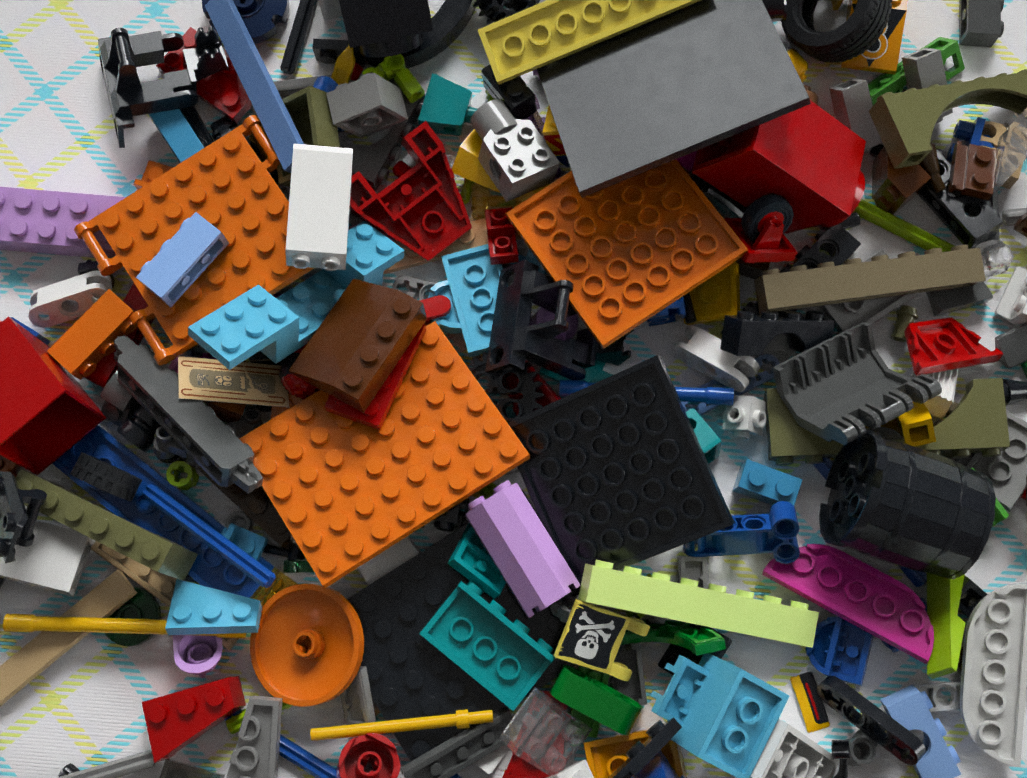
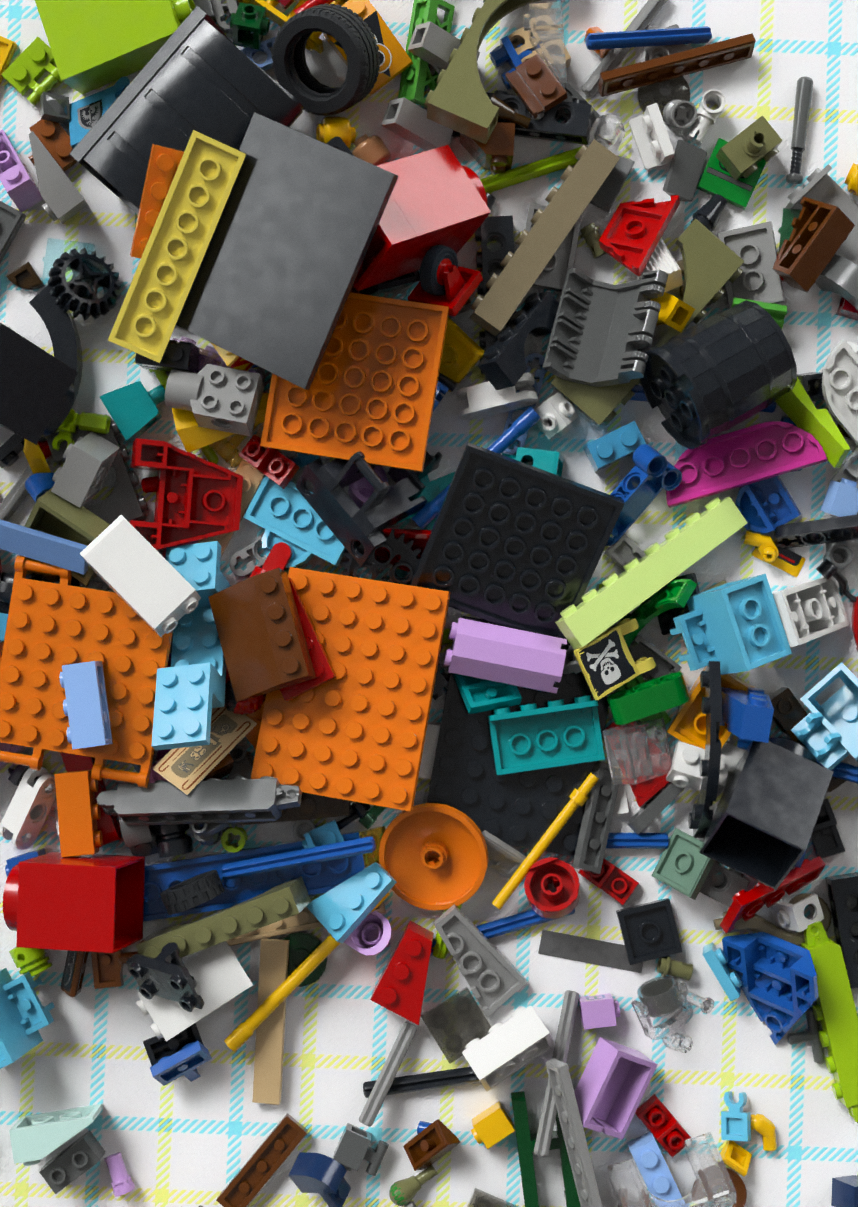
camera: 50 degrees left, 10 degrees up
(808, 679) = (764, 544): none -> yellow arm

